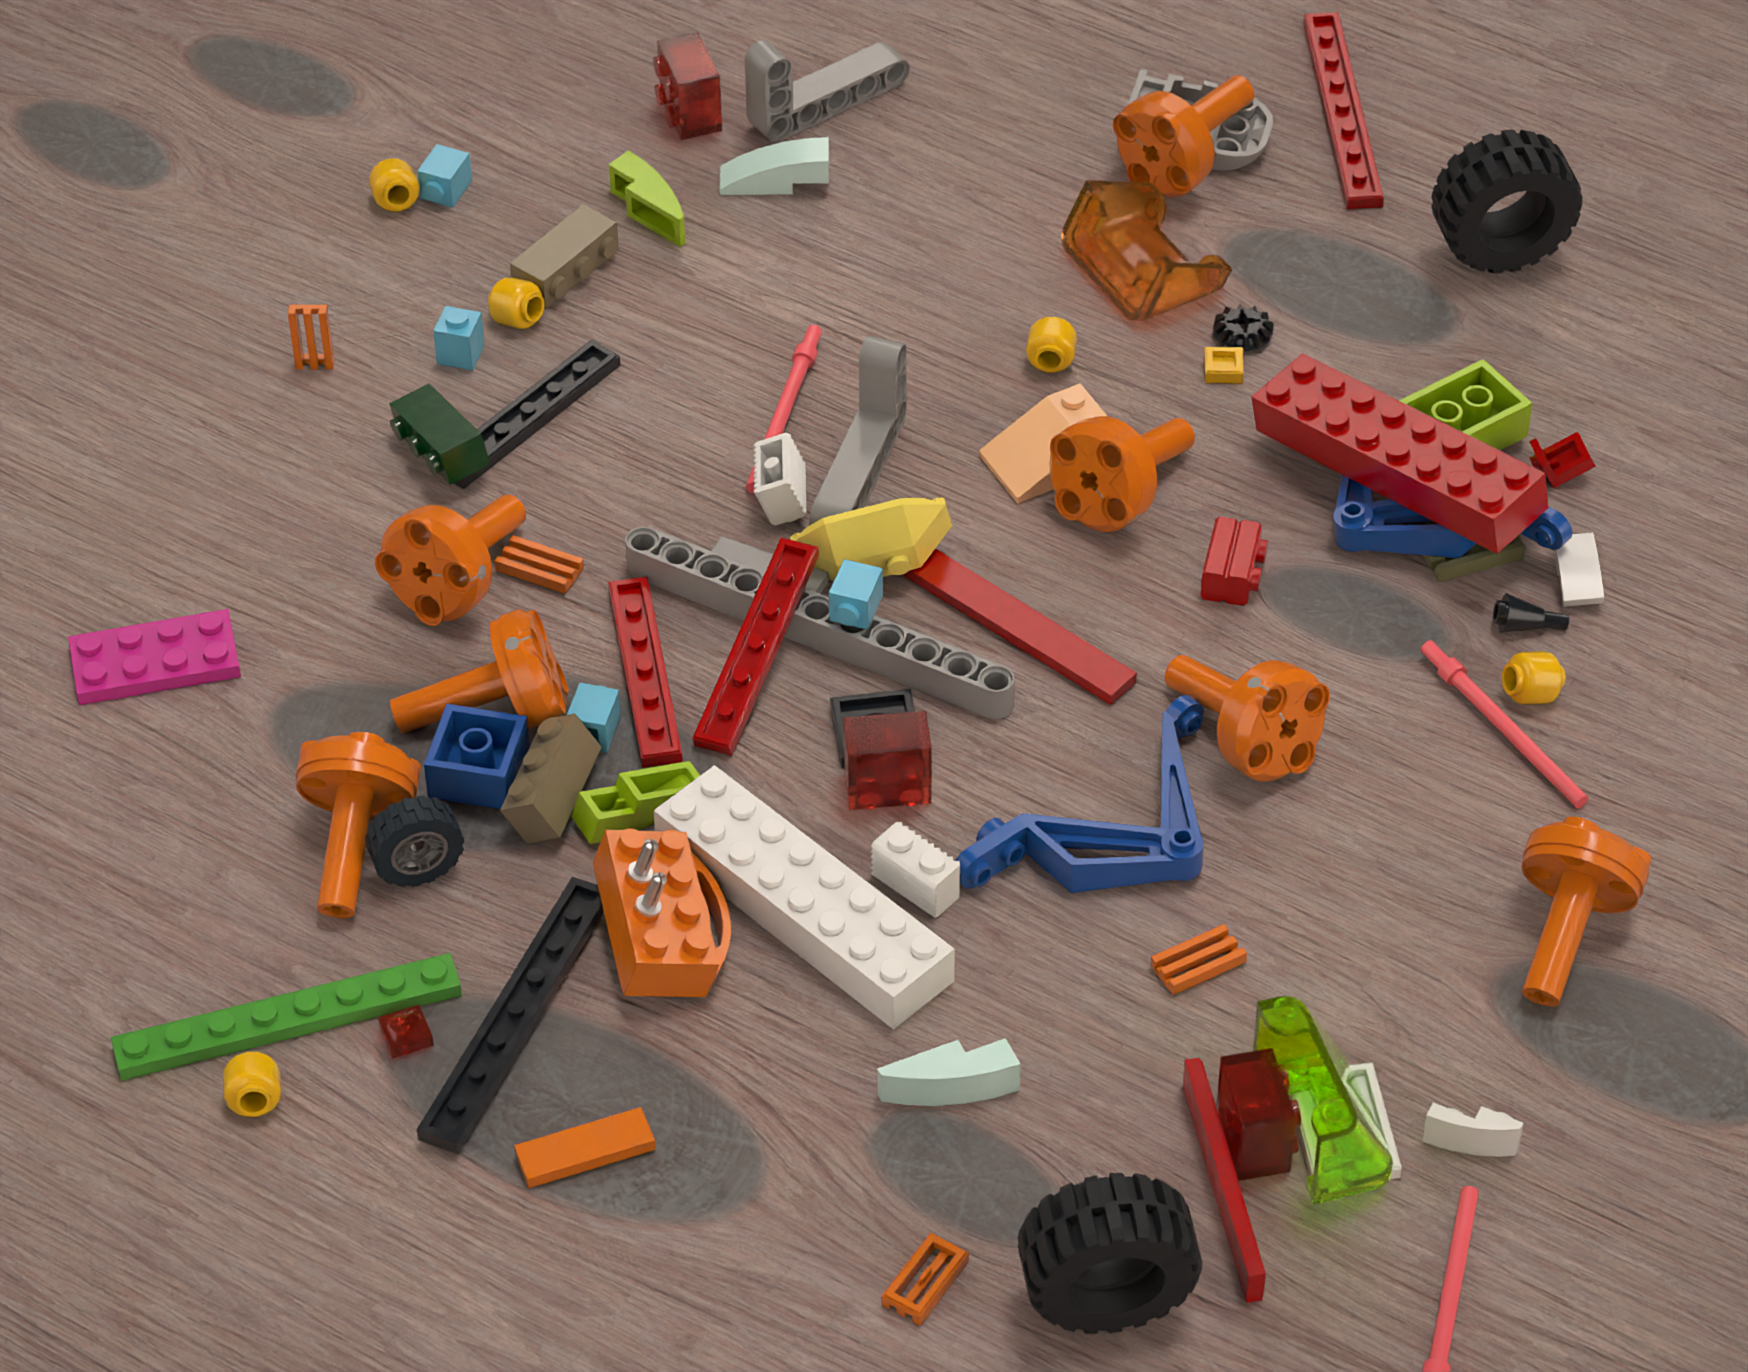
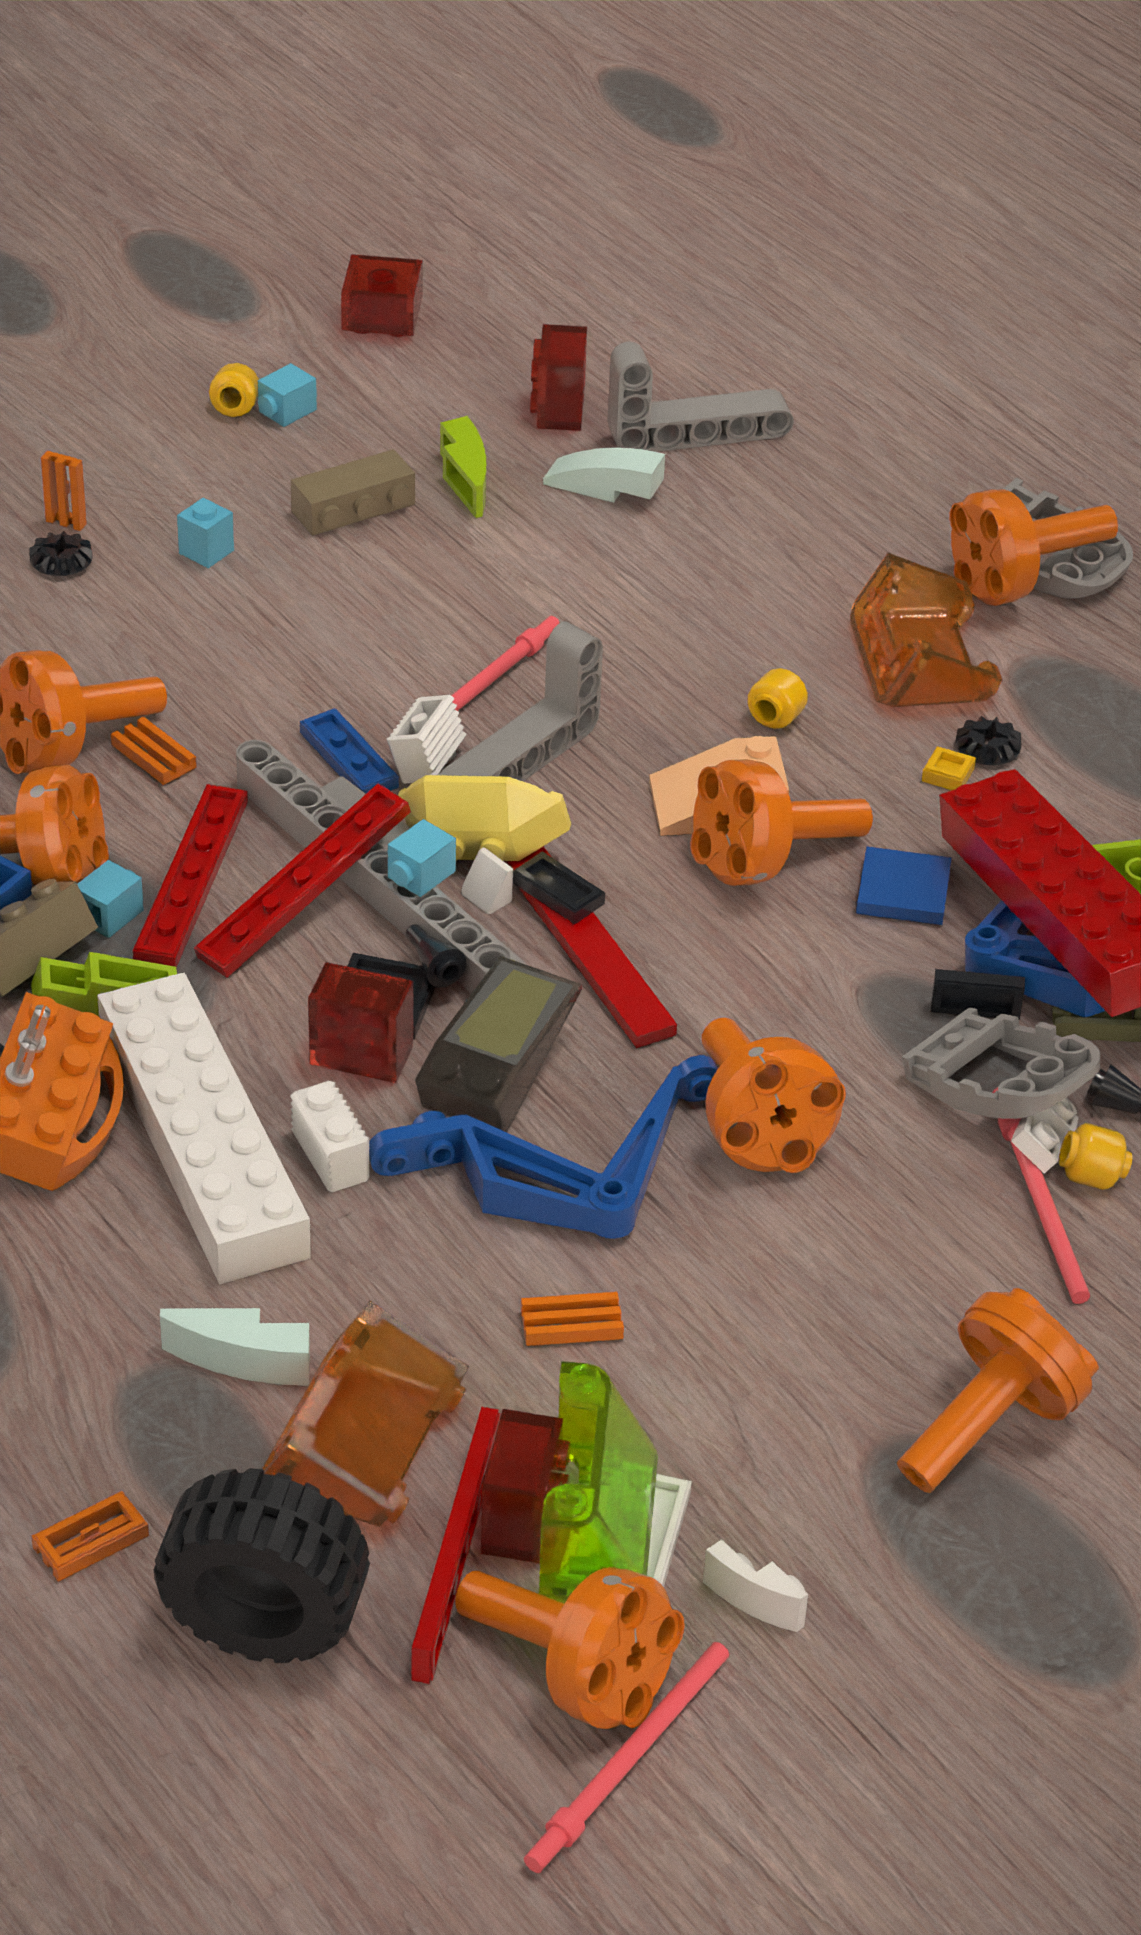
camera: 20 degrees right, 5 degrees down
(325, 408) = (75, 556): none -> black gear
(438, 434) = (125, 607): dark green brick -> none
(473, 47) = (382, 295): none -> clear red brick
(515, 303) = (279, 518): yellow head -> none
(543, 402) = (231, 618): black tile -> none
(710, 511) = (347, 751): none -> blue tile
(906, 595) = (488, 882): none -> white slope
(914, 681) = (439, 960): none -> black cone
(970, 581) = (558, 887): none -> black tile
(1009, 740) = (496, 1044): none -> slope
(1086, 1099) = (368, 1415): none -> clear orange windscreen
(1232, 561) = (840, 949): red brick -> none
(1247, 484) = (904, 885): none -> blue tile
(1364, 565) = (988, 993): none -> black tile
(1401, 1219) = (603, 1643): none -> orange piece
(1468, 628) = (1053, 1072): none -> light grey slope
(1482, 666) = (1042, 1133): none -> white slope

